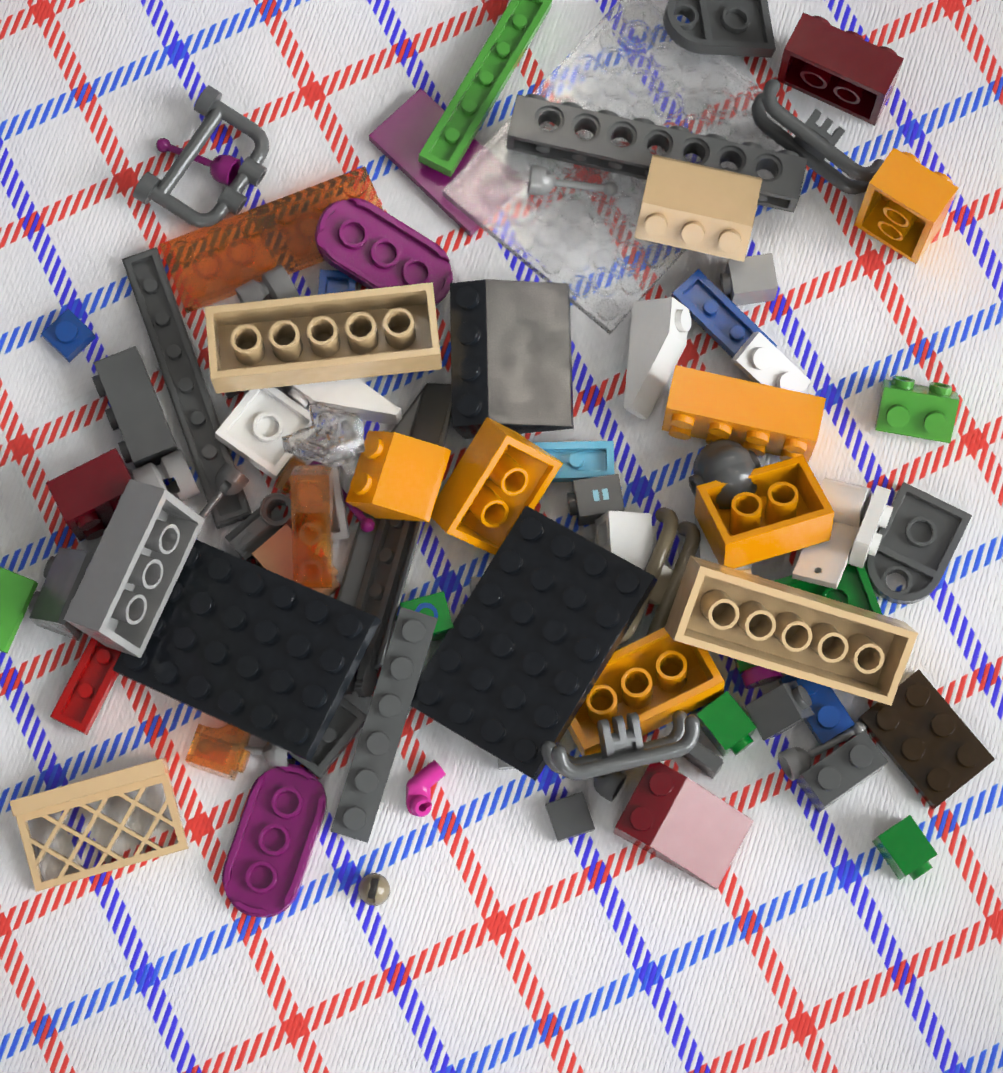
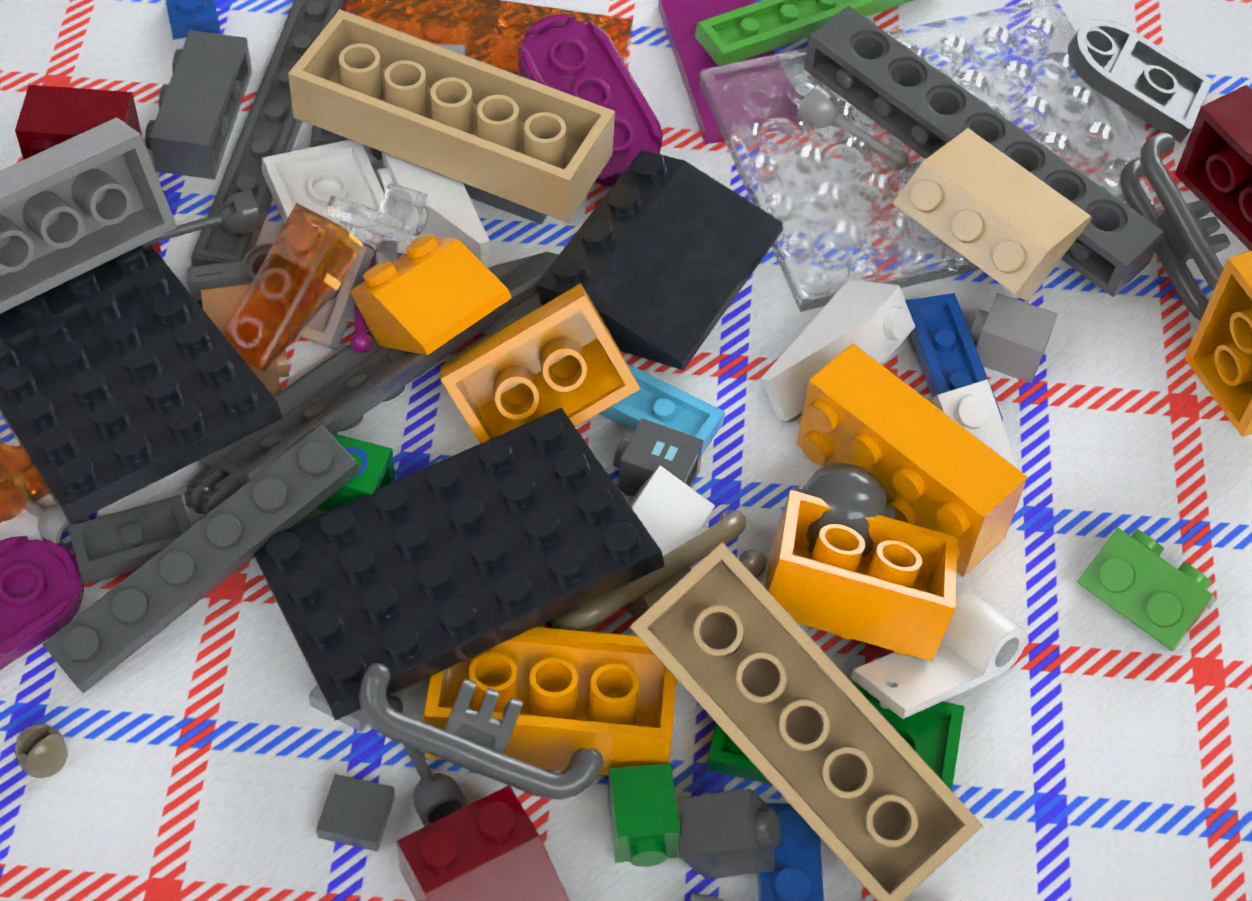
camera: 25 degrees right, 20 degrees down
(170, 466) = (193, 180): light grey wheel -> none
(419, 789) = (193, 664): dark pink arm -> none
(705, 759) = (583, 838): dark grey tile -> none
(759, 676) = (732, 774): magenta tile -> none
(867, 538) = (998, 677): white plate -> none
(916, 545) = (1054, 744): dark grey tile -> none

